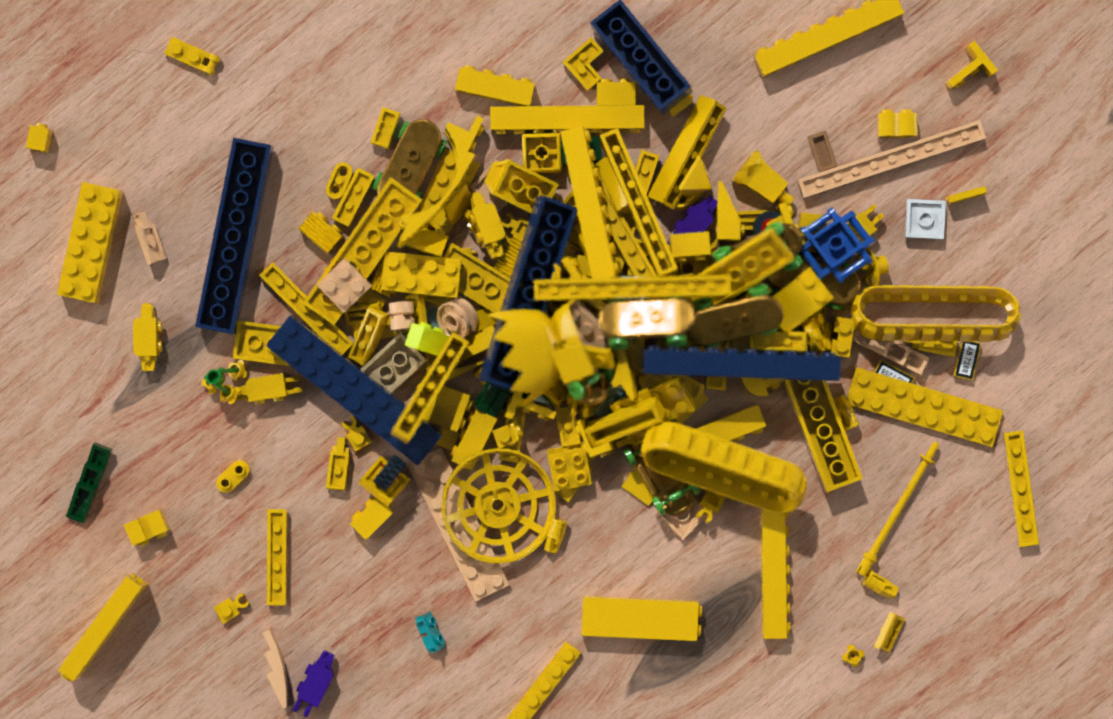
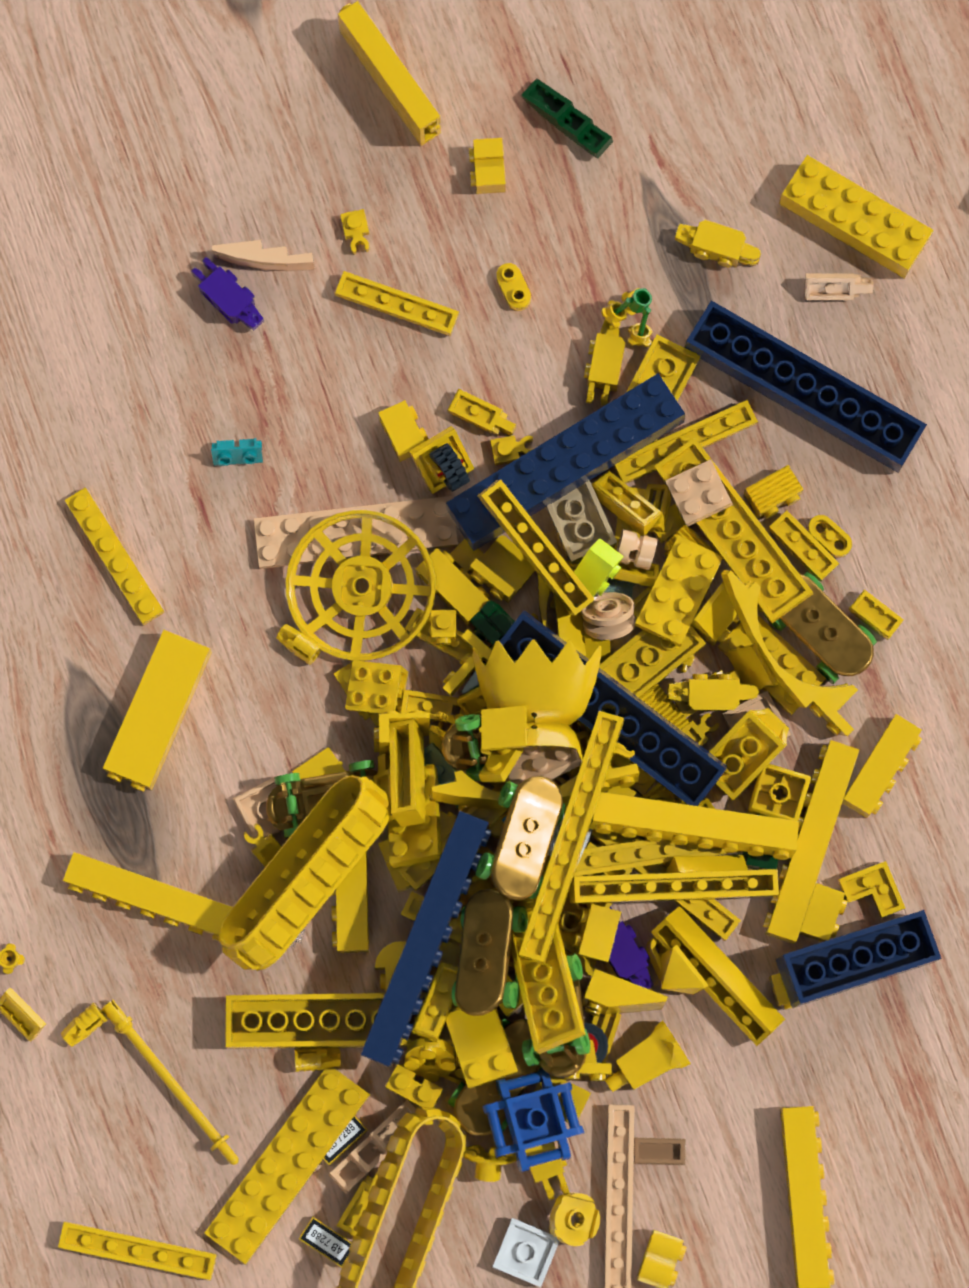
camera: 105 degrees right, 10 degrees down
(891, 203) = (561, 1215): none -> yellow plate

